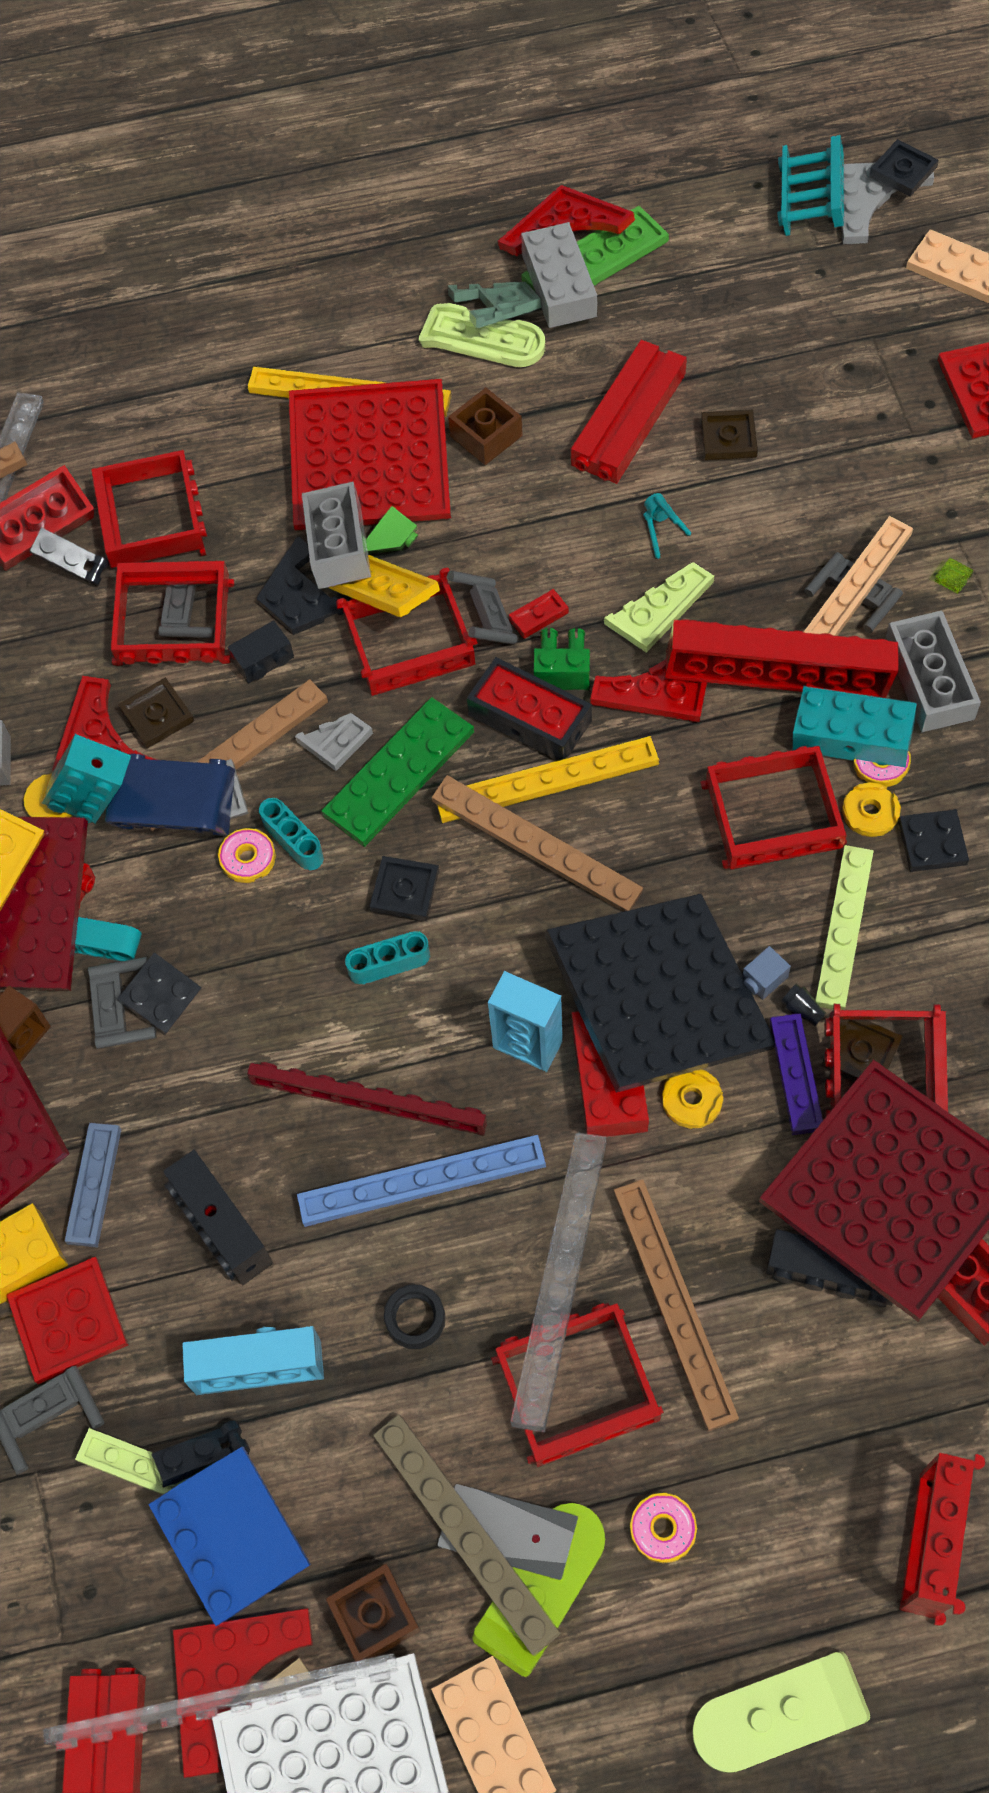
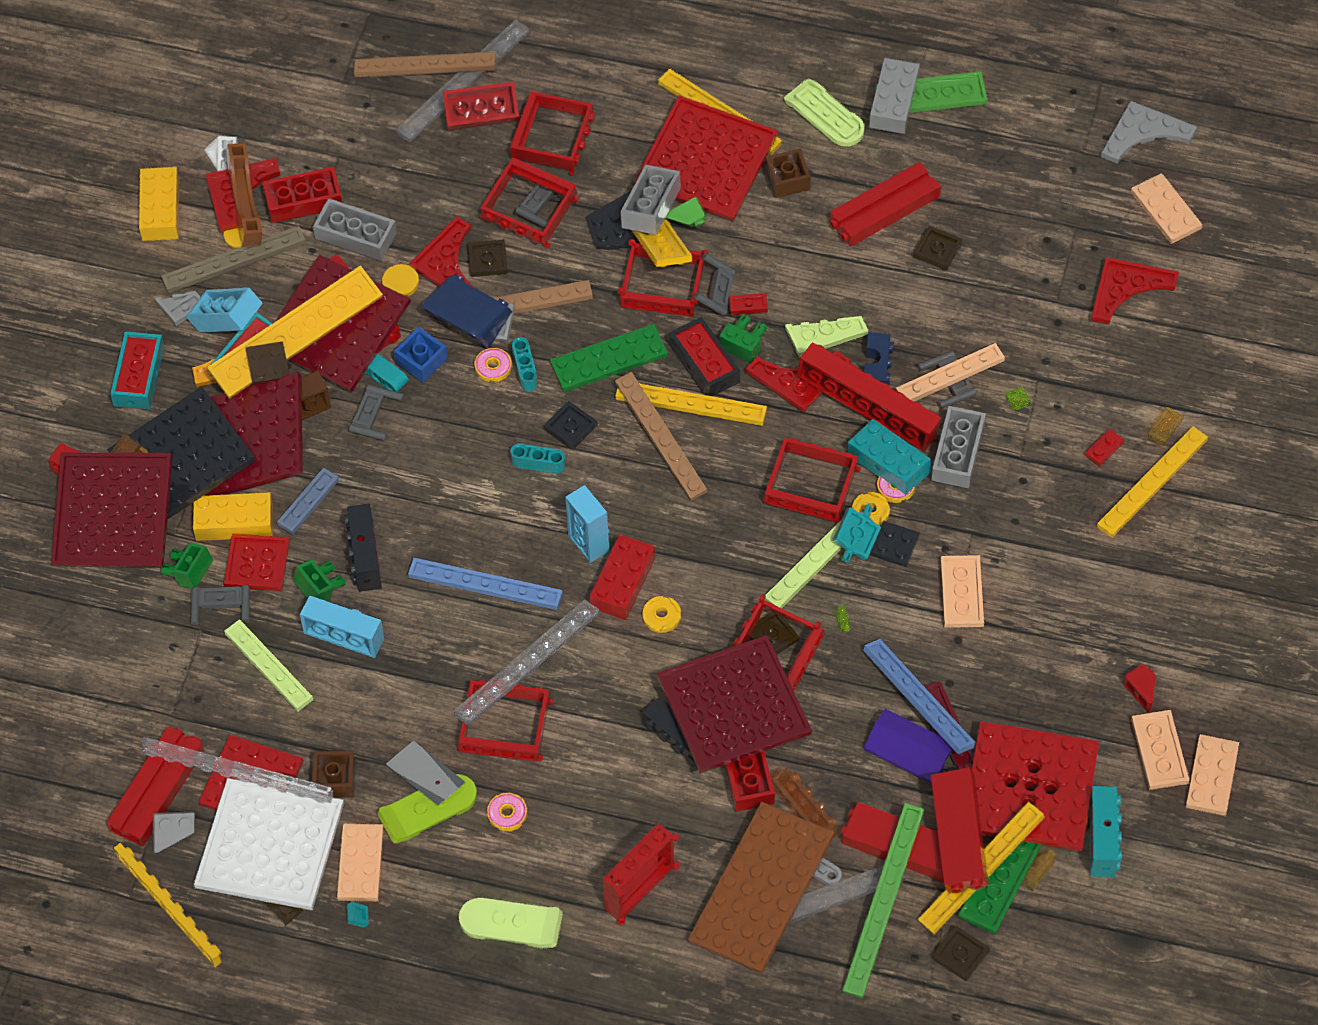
camera: 25 degrees right, 5 degrees down
(68, 556) = (488, 139): plate -> none
(86, 779) = (421, 276): teal brick -> none
(140, 889) = (420, 354): none -> blue slope
(159, 993) = (399, 417): black plate -> none
(173, 1311) = (314, 583): none -> green brick
(196, 1454) = (290, 659): black plate -> none
(229, 1535) = (282, 702): blue slope -> none
(261, 652) = (569, 250): black brick -> none
(336, 740) = (583, 323): light grey wing -> none
(378, 1100) = (486, 531): dark red plate -> none
(414, 1292) = (443, 662): black tyre -> none
(467, 1535) = (403, 762): dark tan plate -> none
(502, 301) = (851, 96): sand green wing -> none
(569, 206) = (932, 55): red plate -> none
(659, 991) = (676, 546): black plate -> none
(660, 510) = (862, 275): teal plant -> none
(676, 1306) = (582, 710): medium nougat plate -> none
(745, 592) = (879, 348): none -> dark blue arch
(765, 973) = (744, 568): sand blue brick -> none
(796, 1073) = (728, 623): dark purple plate -> none
(799, 1001) = (753, 591): black cone -> none
(833, 191) = (1110, 120): teal fence -> none
(882, 851) = (857, 533): none -> teal plate
(903, 167) = (1168, 124): black plate -> none
(941, 979) = (843, 618): none -> clear neon green tile

